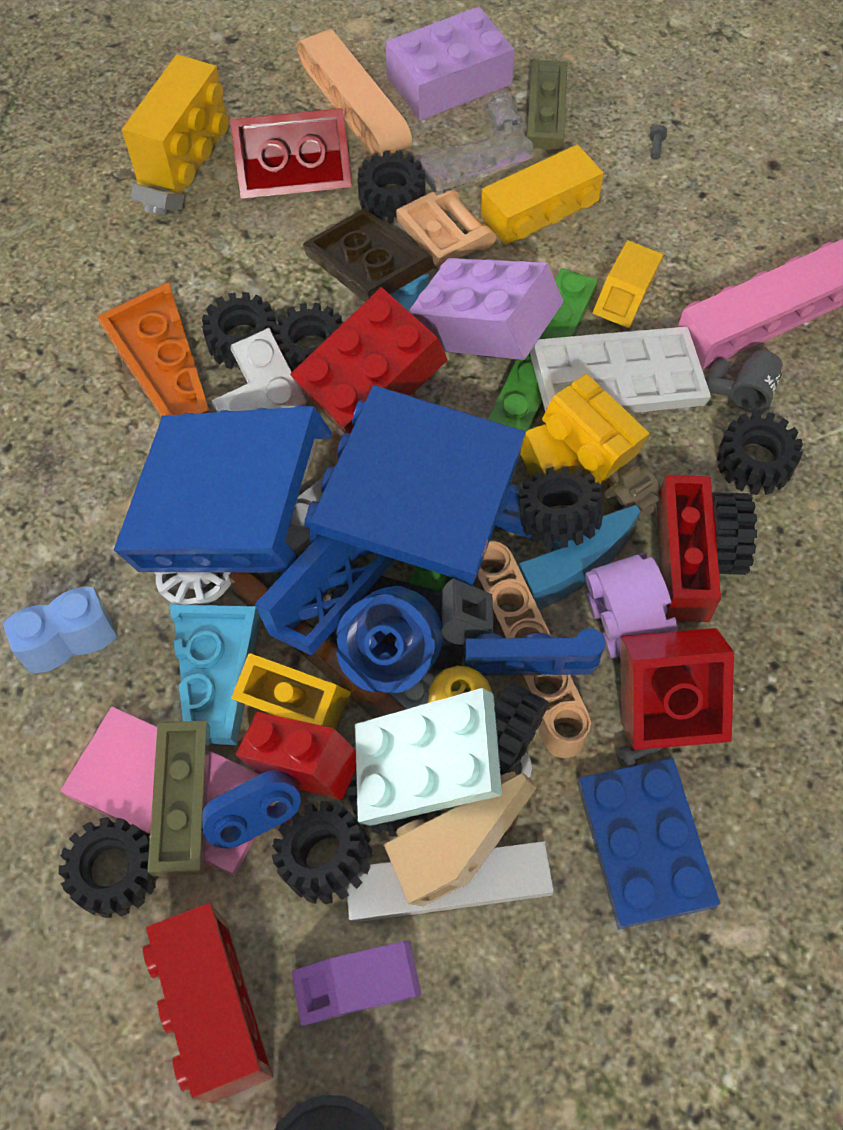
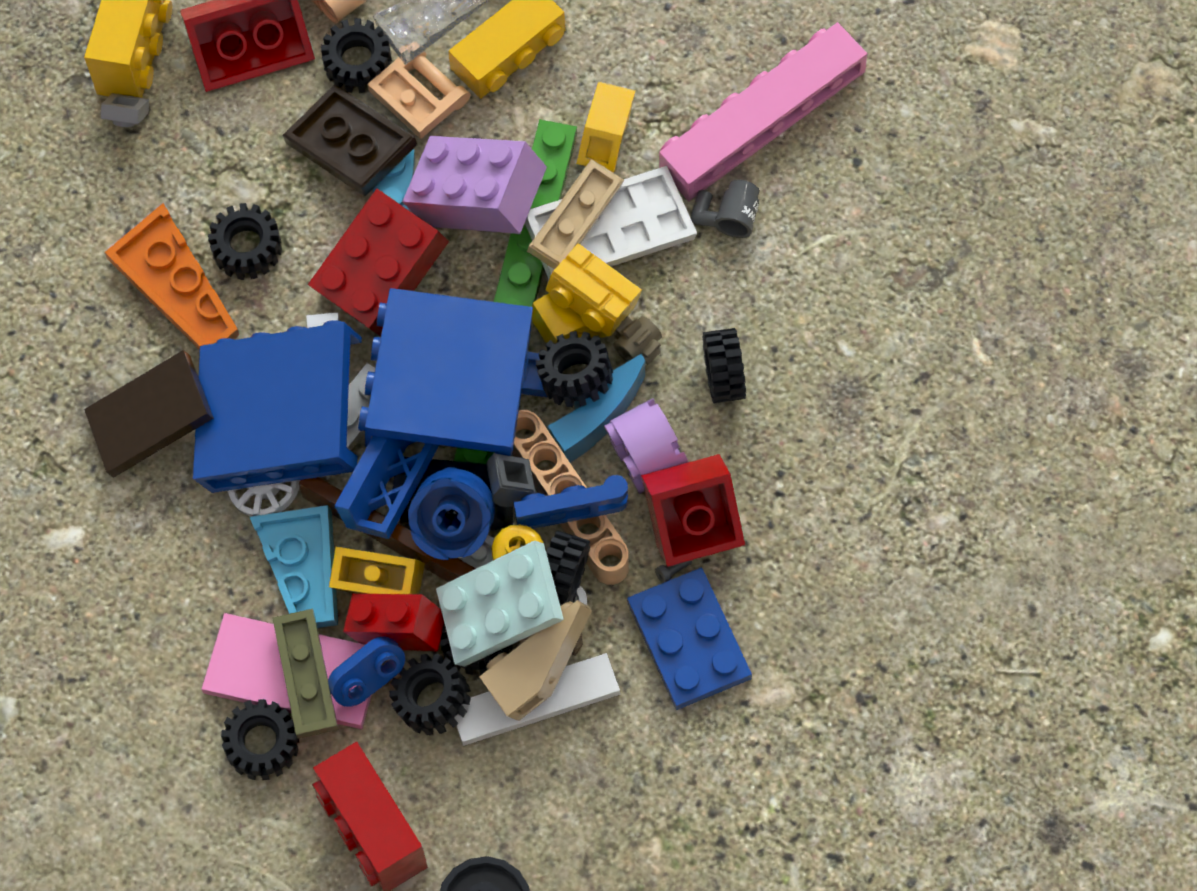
camera: 10 degrees left, 5 degrees up
(53, 633) = (170, 552): light blue brick -> none
(90, 476) = (148, 413): none -> dark brown tile
(266, 377) = (287, 294): white plate -> none
(300, 325) = (305, 222): black tyre -> none
(356, 982) = (477, 784): medium lavender slope -> none
(586, 350) = (575, 214): none -> tan tile
(688, 547) = (690, 385): red brick -> none
(766, 434) = (749, 259): black tyre -> none

